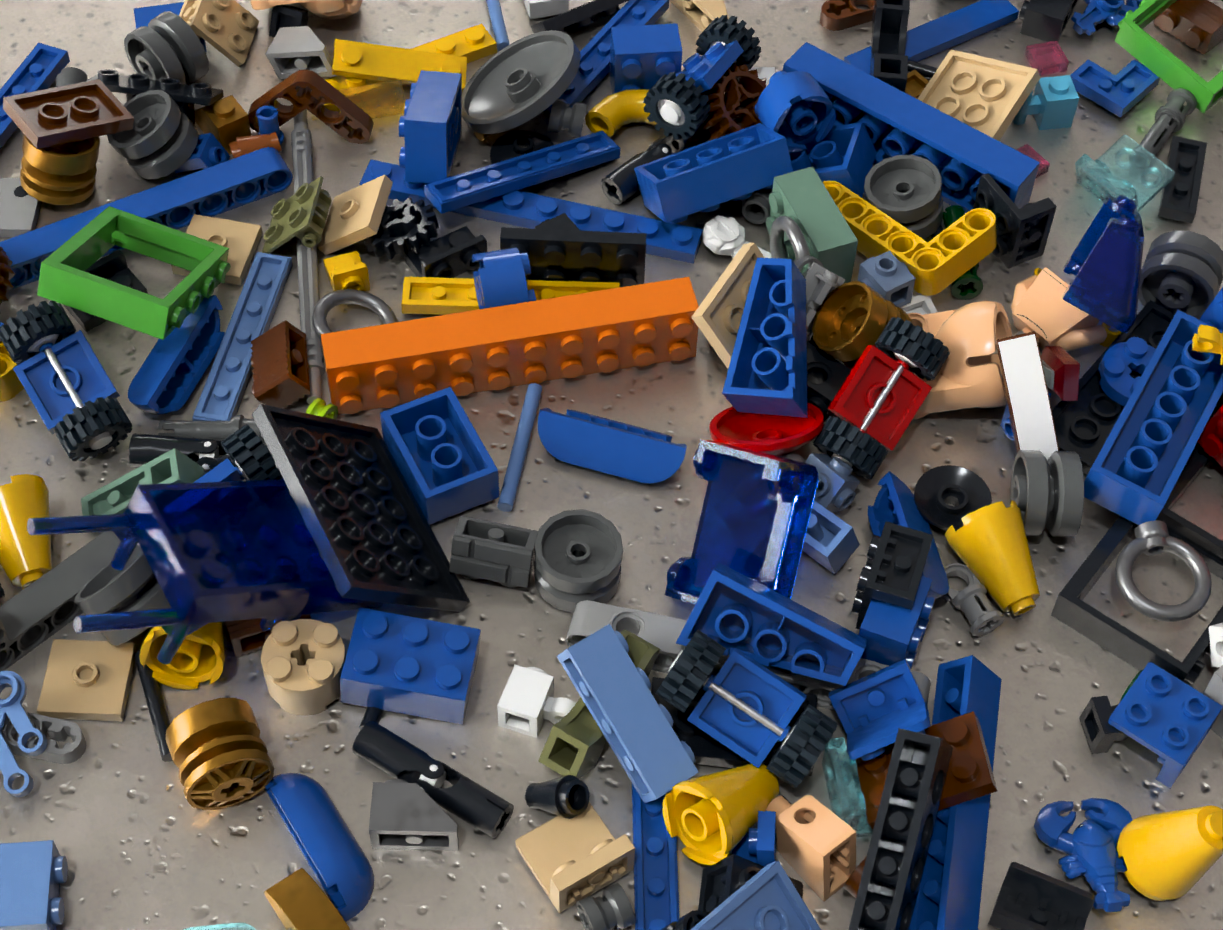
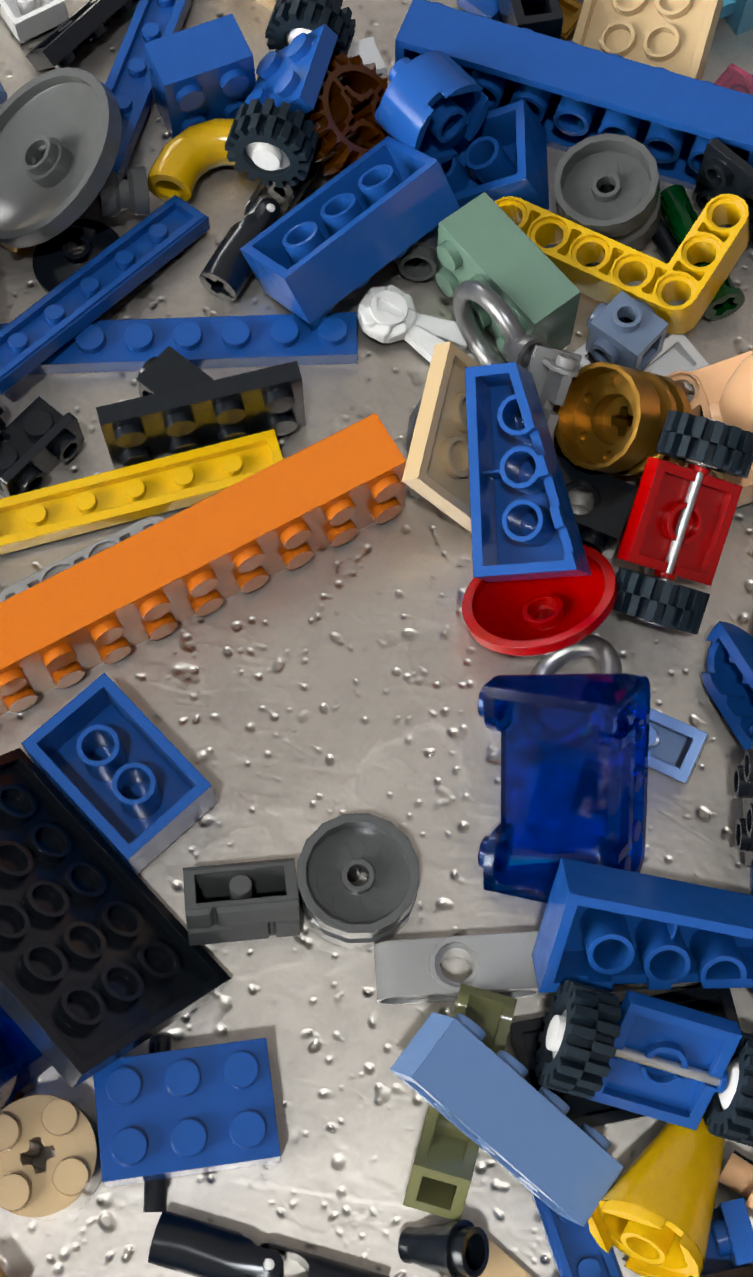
camera: 15 degrees left, 15 degrees up
(502, 278) = (123, 488): blue brick -> none
(519, 448) = (220, 717): medium blue bar -> none
(529, 701) = (358, 1109): white brick -> none
(609, 446) = (341, 683): blue brick -> none
(835, 482) = (648, 652): sand blue brick -> none

